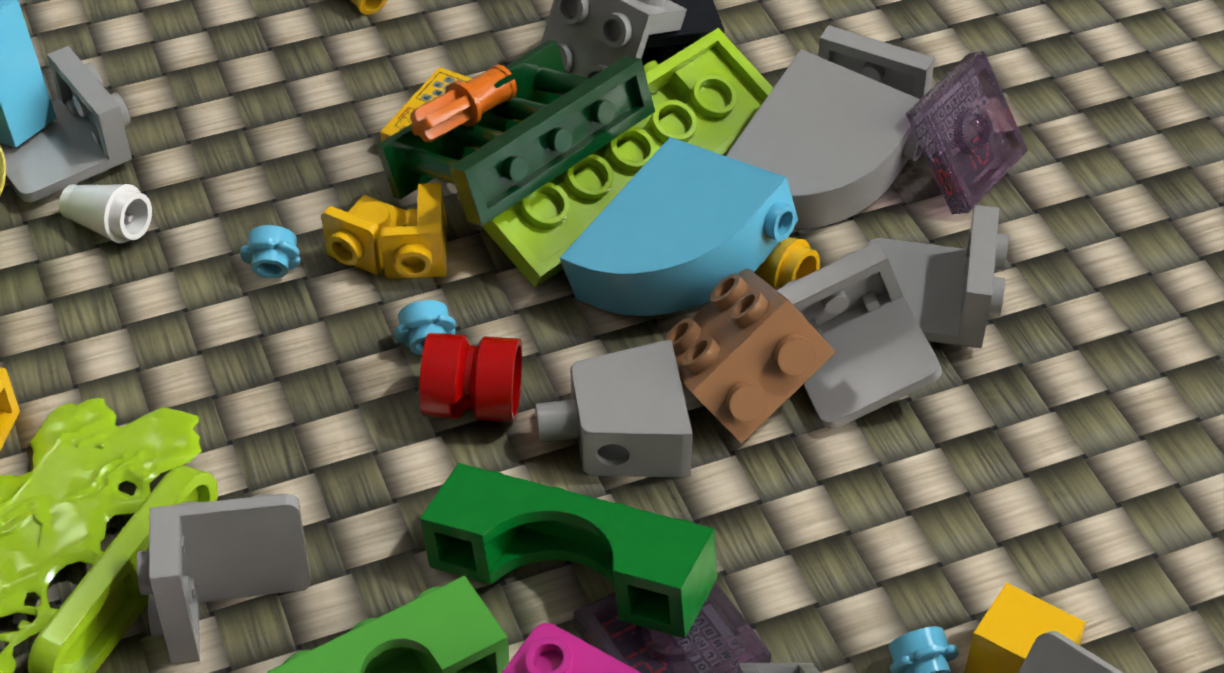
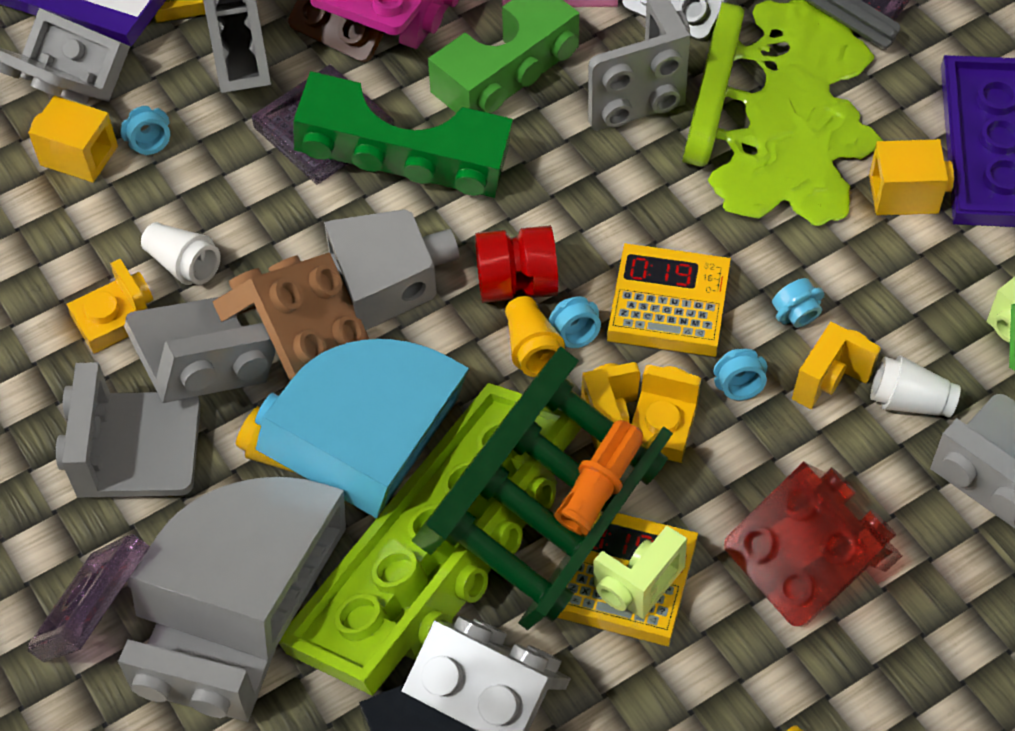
camera: 170 degrees right, 10 degrees up
(175, 318) = (798, 303): none -> medium azure plate
(176, 239) = (832, 356): none -> yellow bracket
(261, 94) = (809, 543): none -> clear red bracket
(308, 345) = (669, 300): none -> yellow tile
(433, 71) = (647, 575): none -> yellowish green bracket
(477, 304) = (531, 335): none -> yellow cone
(874, 475) = (183, 253): none -> white cone
(960, 432) = (104, 311): none -> yellow bracket

